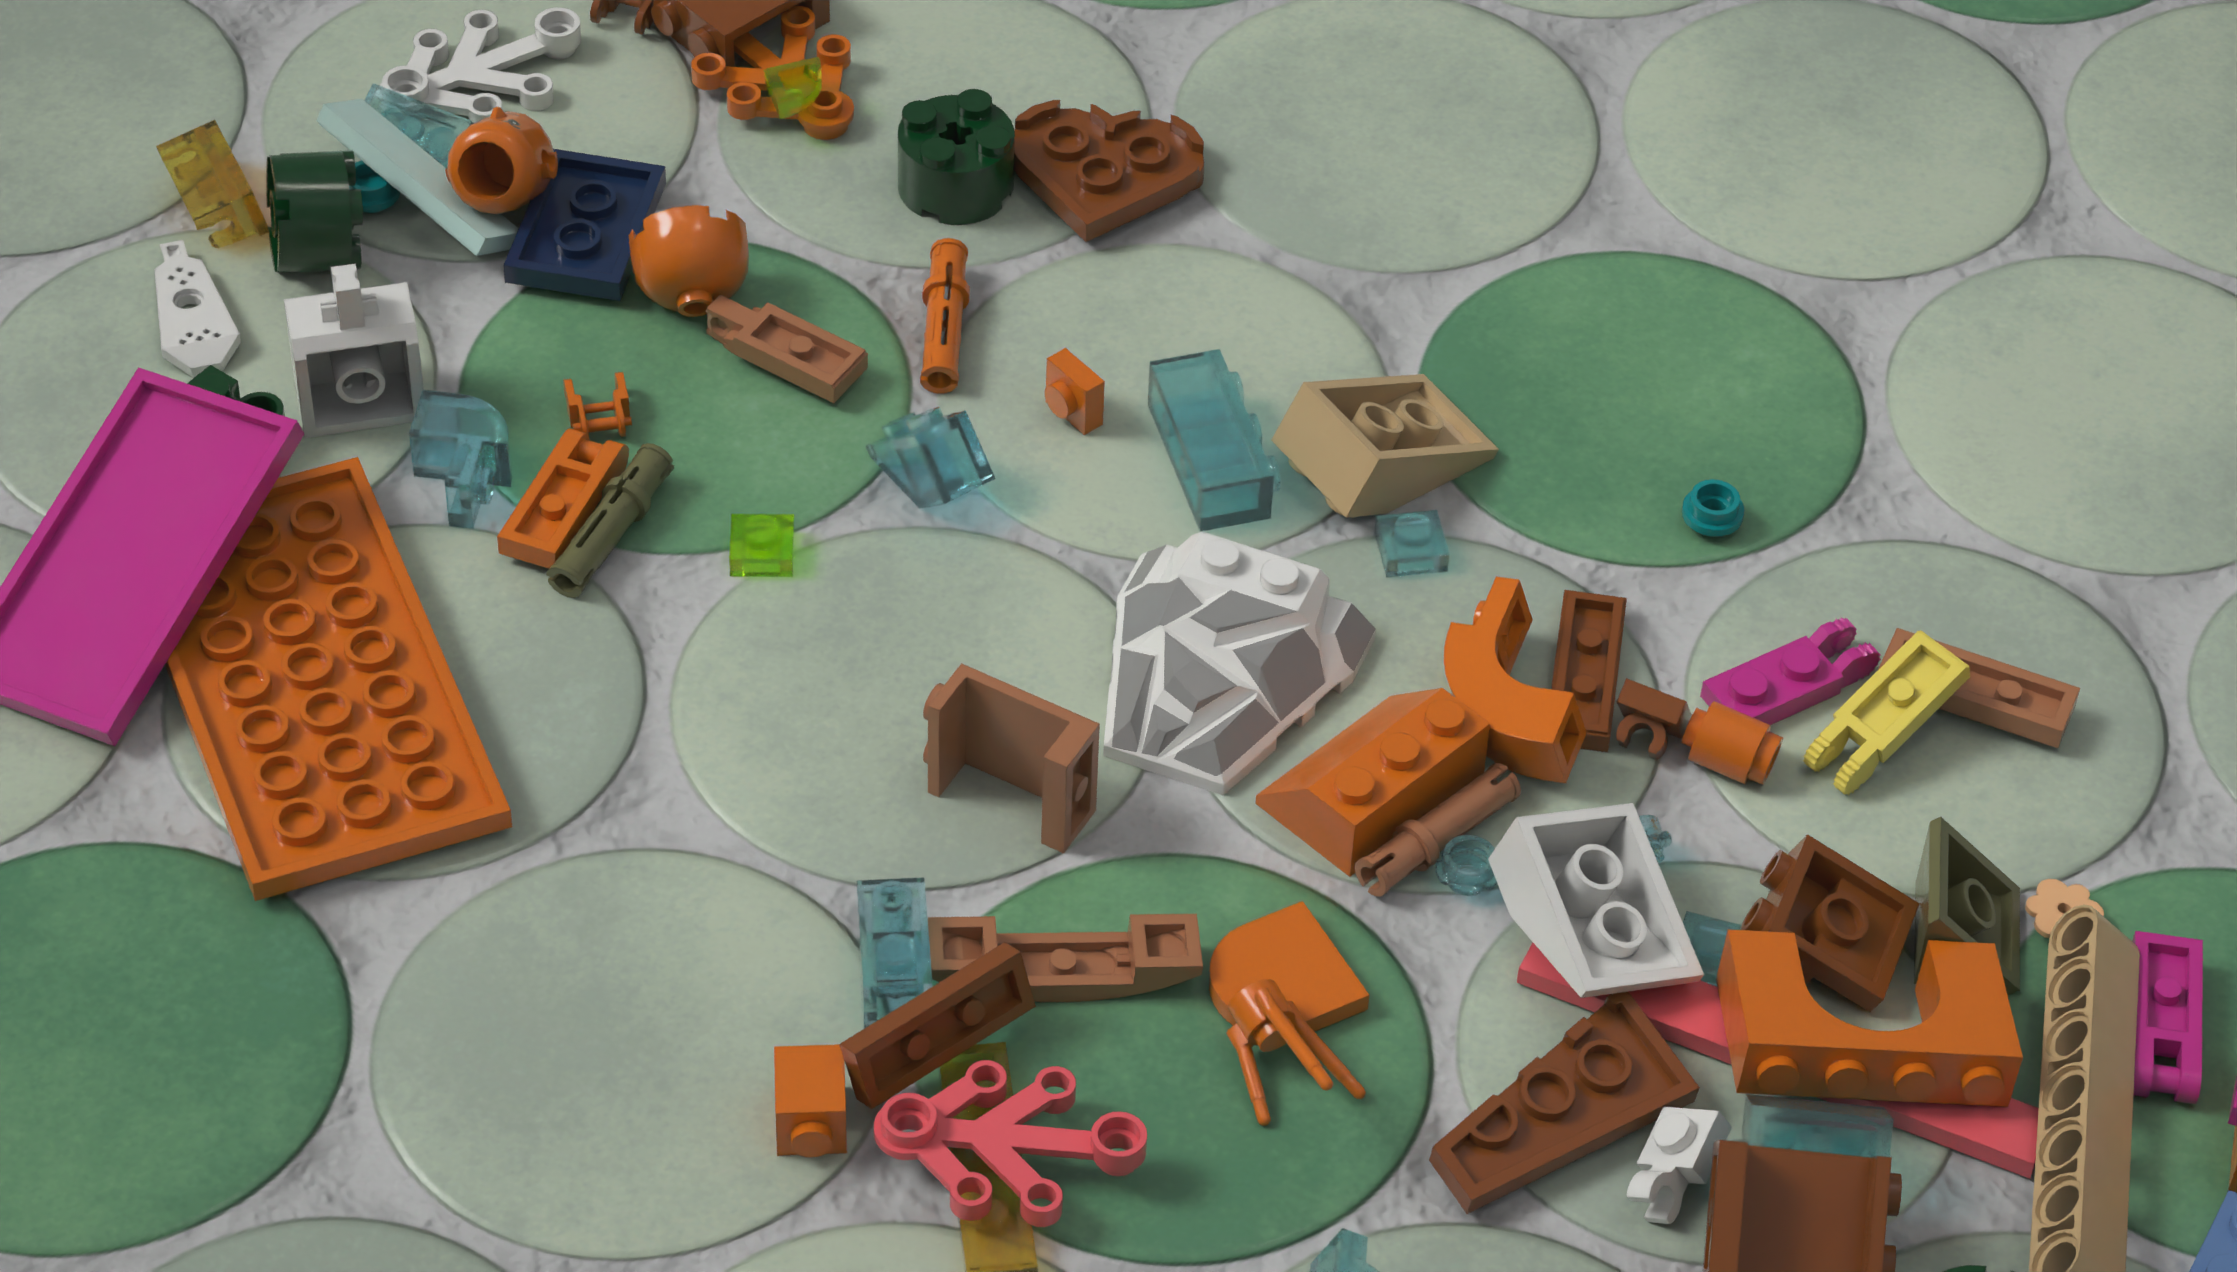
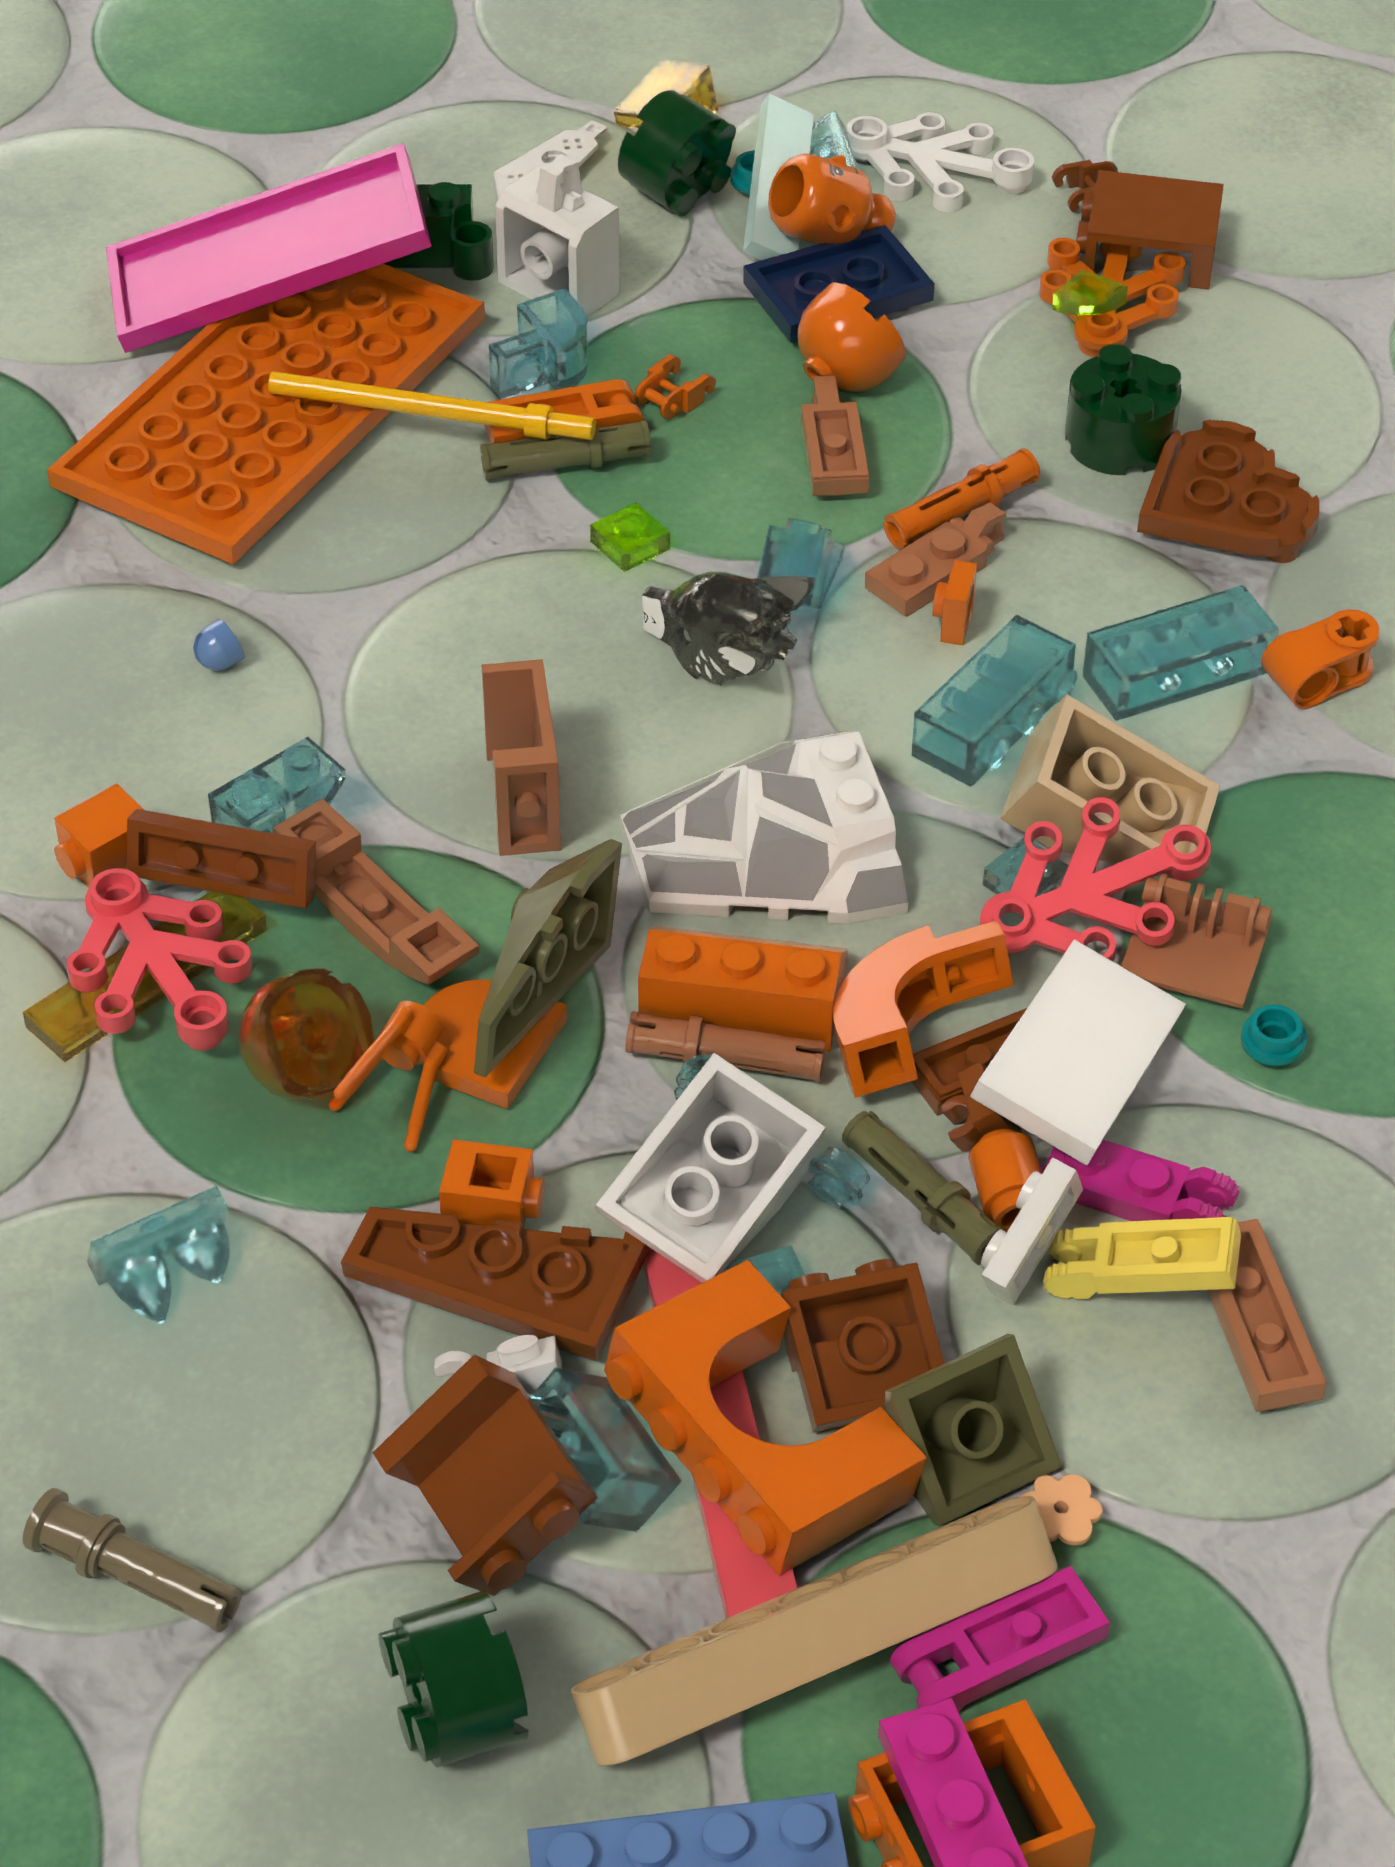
camera: 55 degrees right, 0 degrees up
(578, 511) = (535, 420): none -> yellow bar
(622, 892) = (217, 647): none -> medium blue hinge
(967, 529) = (731, 622): none -> clear smoke piece
(997, 377) = (911, 575): none -> nougat hinge
(1201, 1087) = (304, 1034): none -> clear orange cylinder
(1254, 871) = (550, 944): none -> olive wedge
(1263, 299) = (1178, 652): none -> clear light blue brick
(1354, 226) = (1323, 657): none -> orange piece
(1471, 1061) = (490, 1184): none -> orange brick
(1483, 513) = (1087, 891): none -> coral plant
(1578, 490) = (1211, 944): none -> nougat hinge
(1653, 620) = (1078, 1052): none -> white tile
(1702, 797) = (942, 1203): none -> olive pin
(1820, 769) = (1044, 1207): none -> white plate

